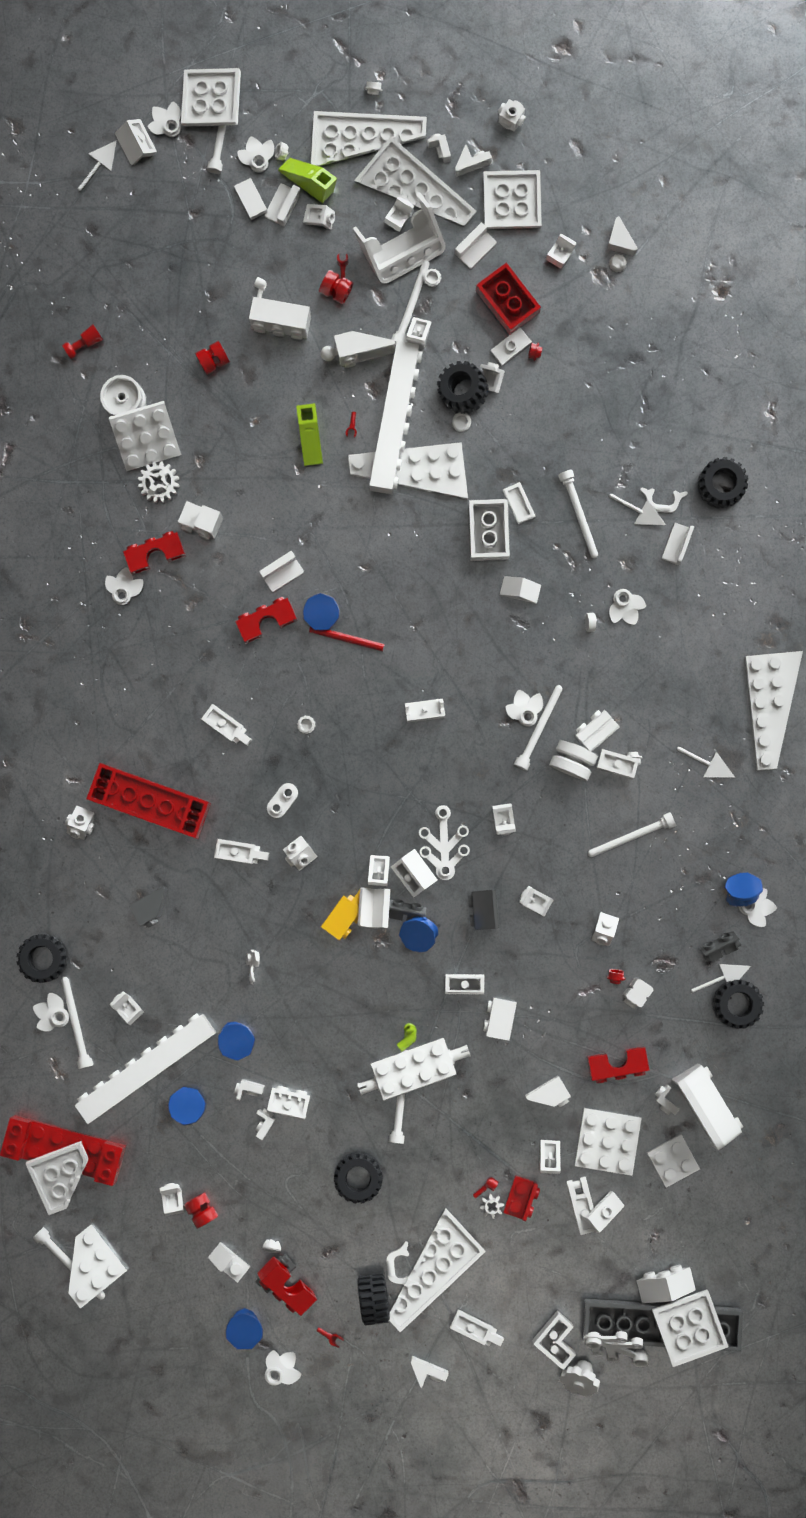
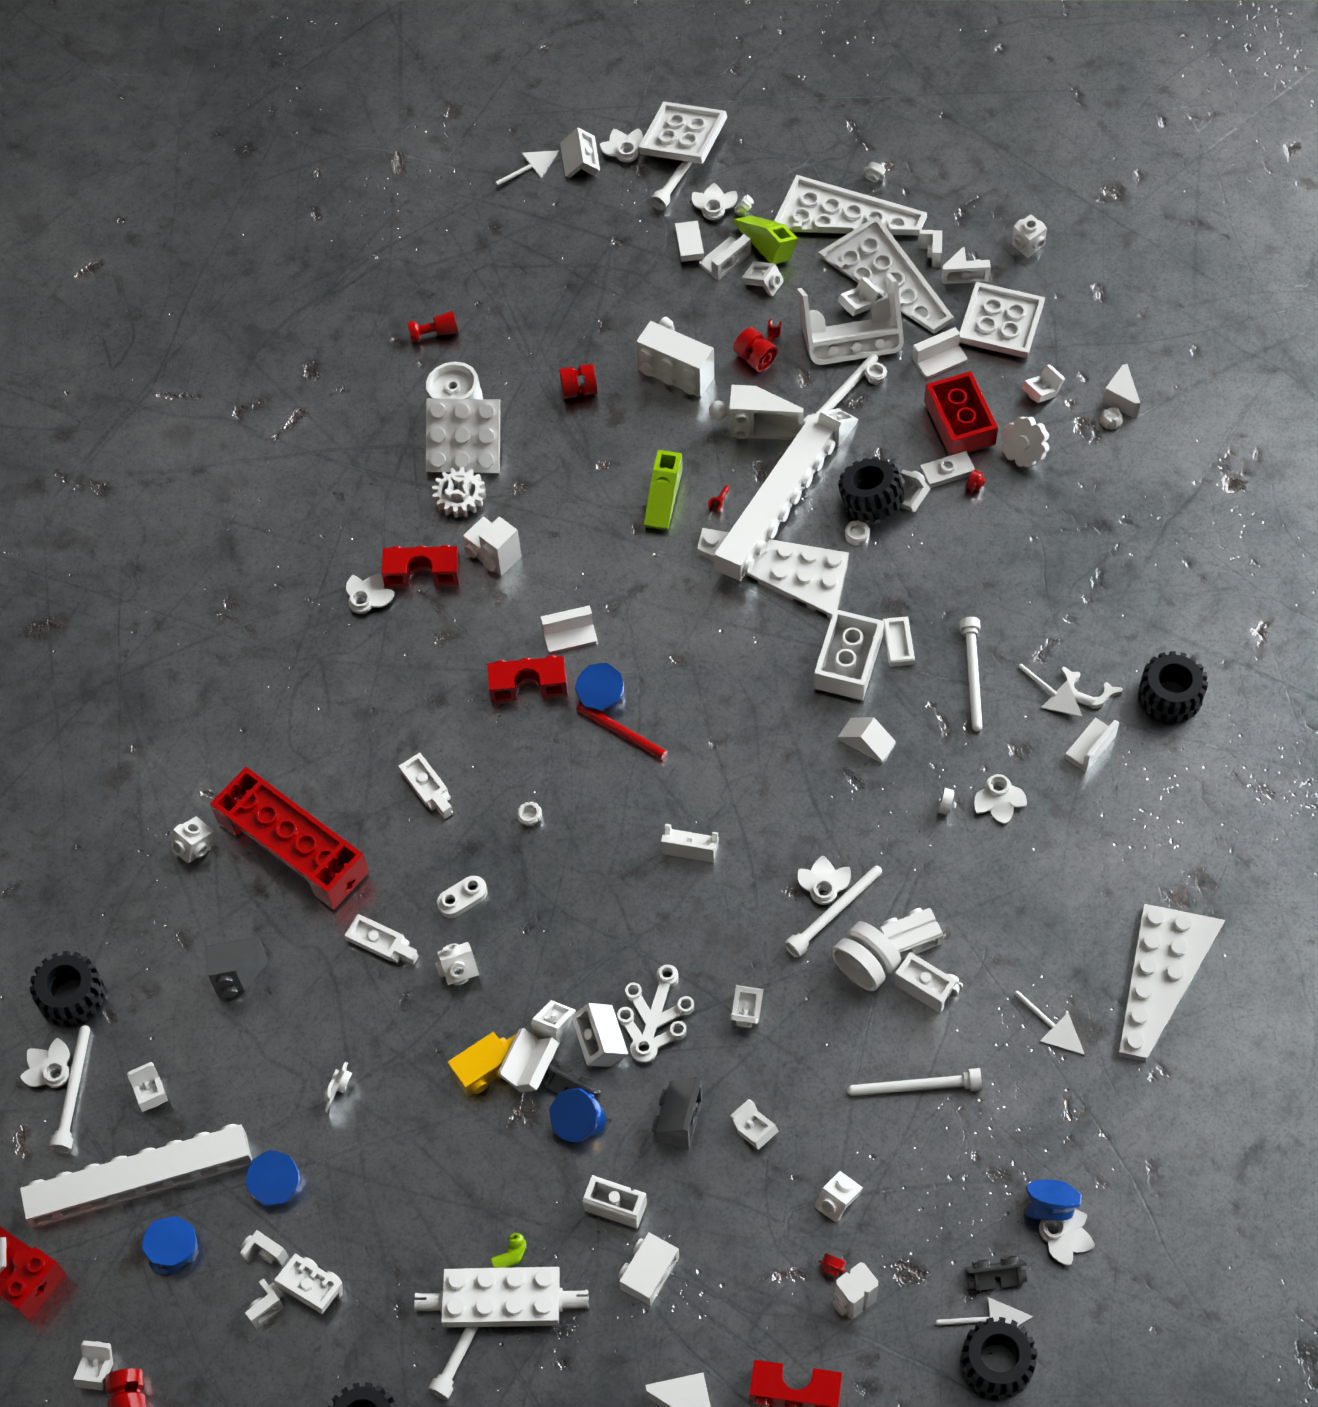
camera: 20 degrees right, 25 degrees down
(562, 309) = (1025, 441): none -> white plant

